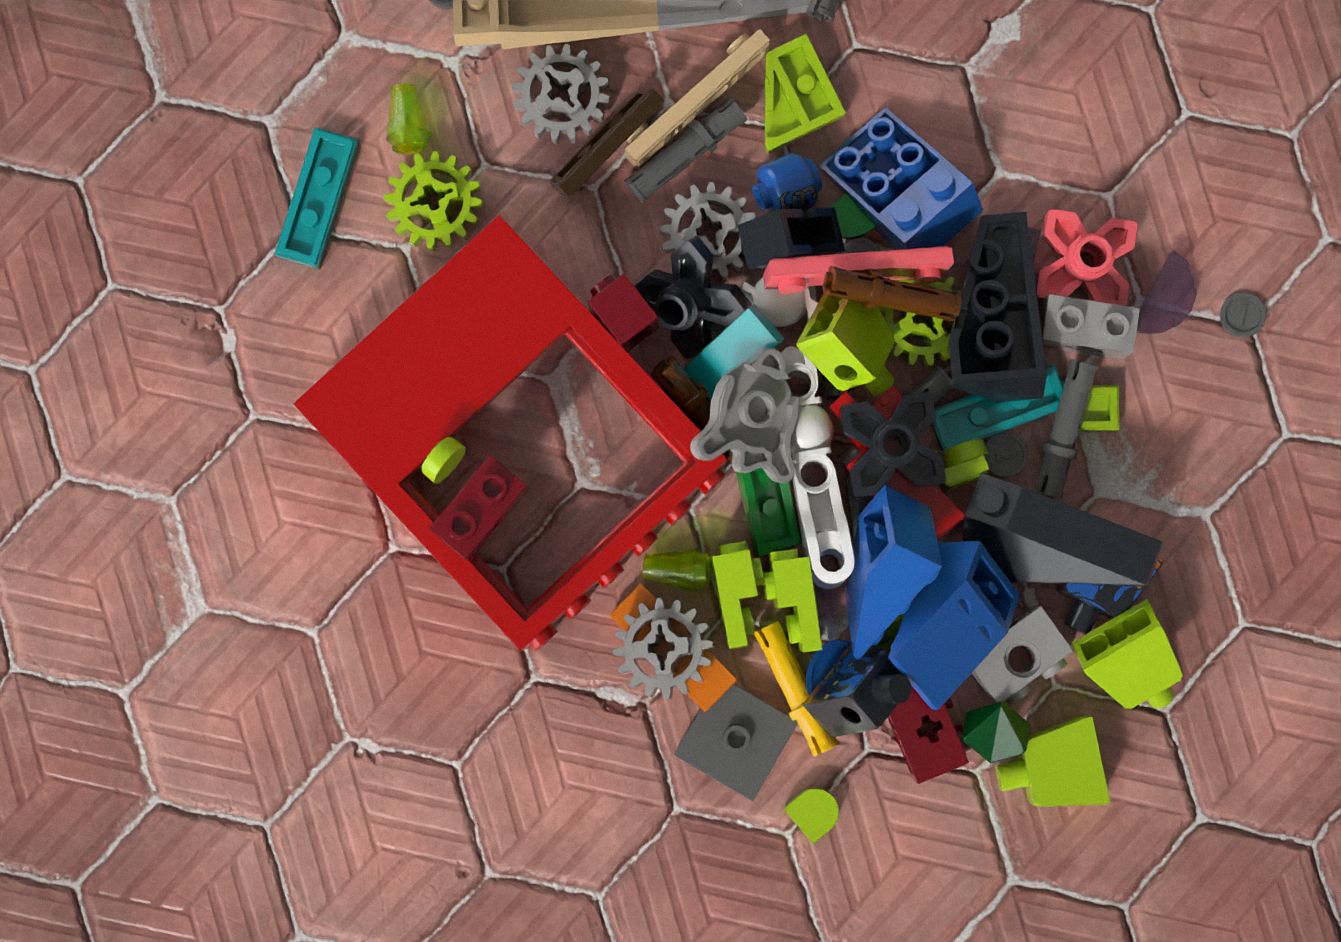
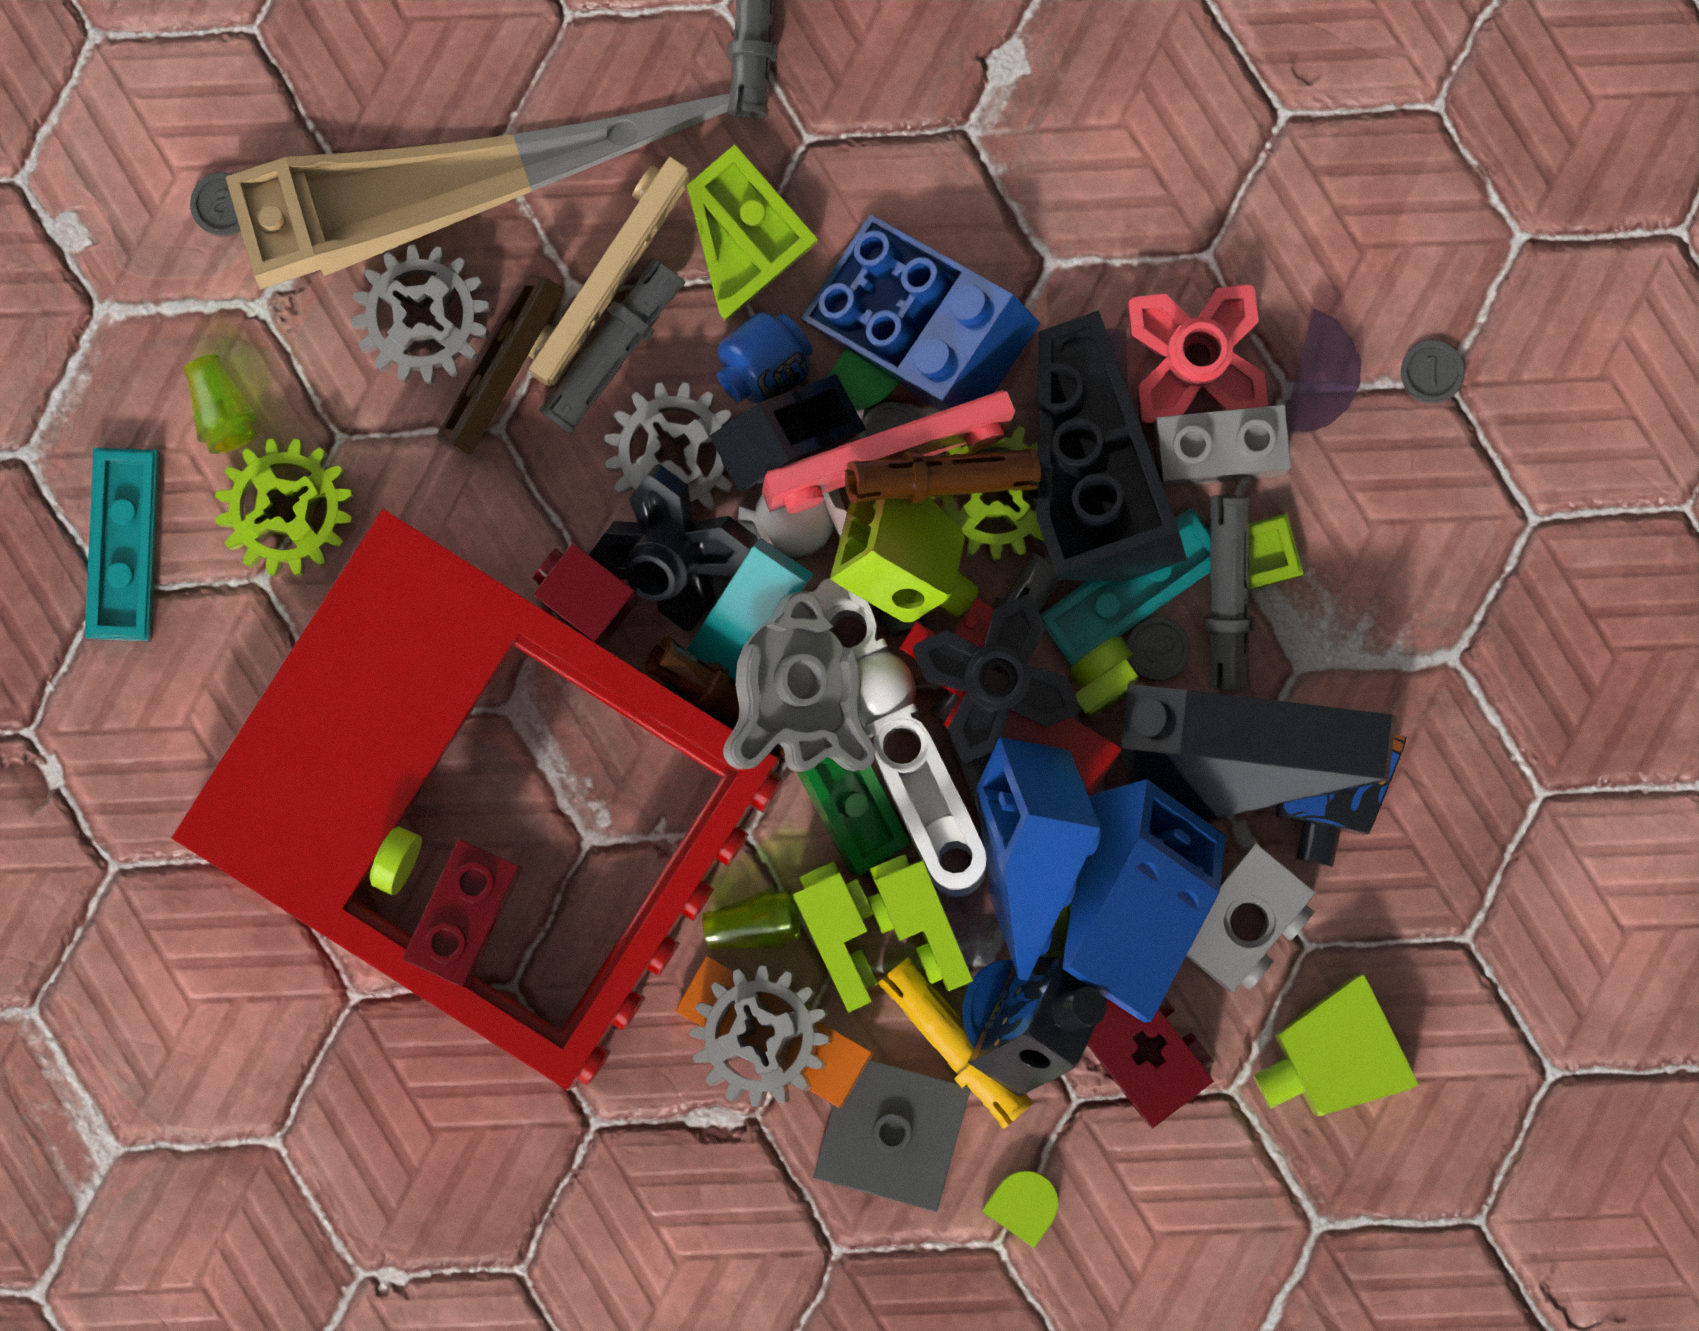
camera: 20 degrees left, 0 degrees up
(996, 732) = (1240, 1030): dark green slope -> none
(1131, 658) = (1396, 882): lime torso -> none

